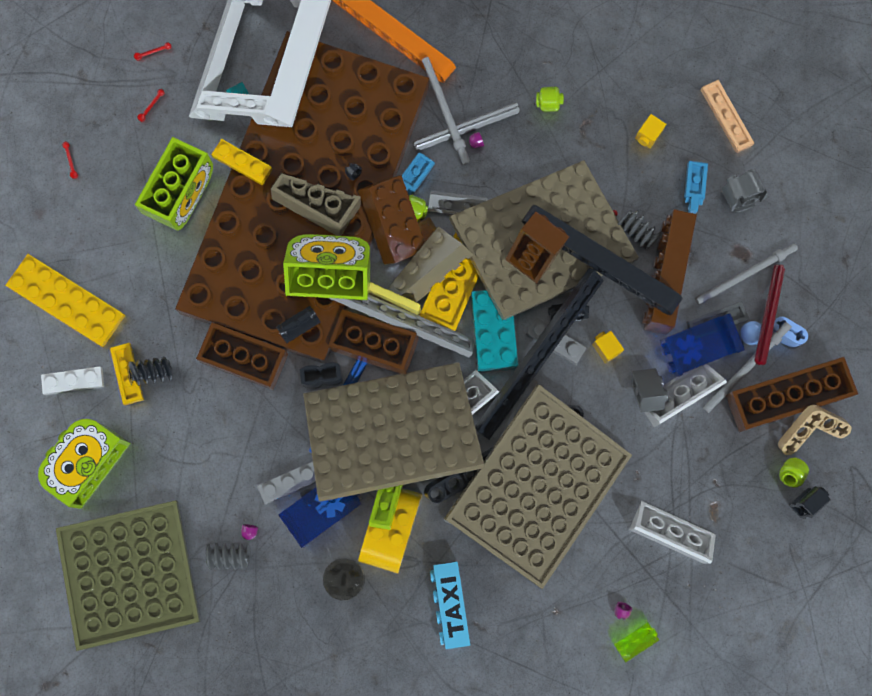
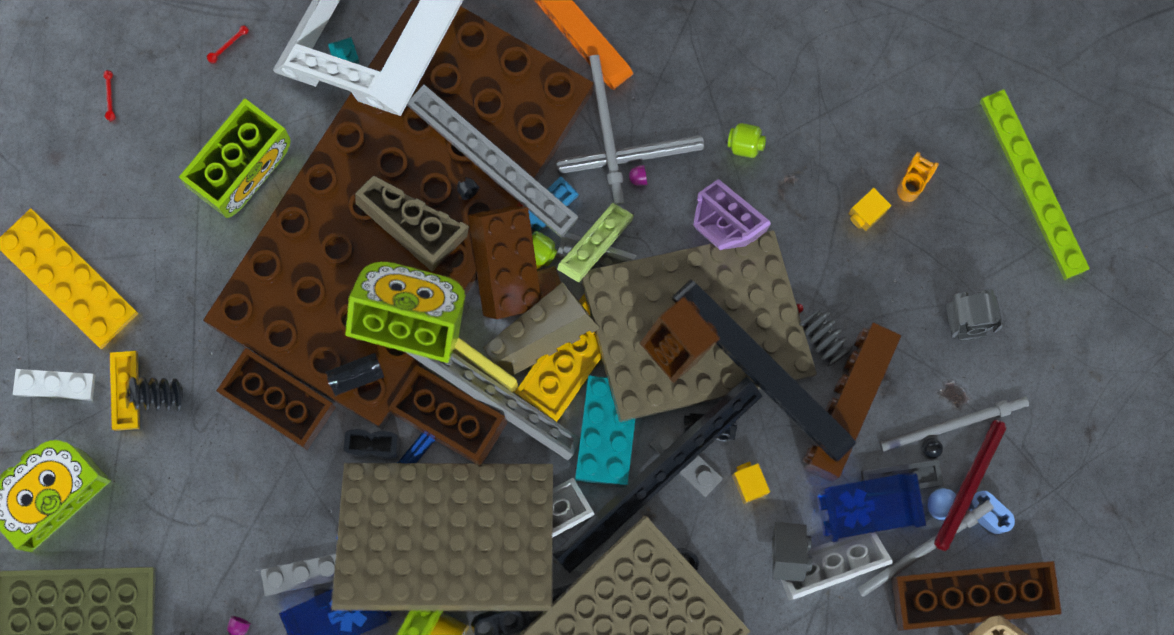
camera: 10 degrees right, 0 degrees up
(241, 162) = (327, 147): yellow plate -> none
(367, 147) = (492, 161): none -> light grey plate
(455, 193) = (595, 242): none -> yellowish green tile
(549, 156) = (727, 217): none -> lavender wedge
(679, 99) = (918, 174): none -> light orange piece
(695, 185) = (913, 293): dark azure hinge -> none
(727, 116) = (976, 209): light nougat tile -> none
(735, 299) = (934, 453): none -> black hinge
(765, 90) = (1034, 184): none -> lime plate

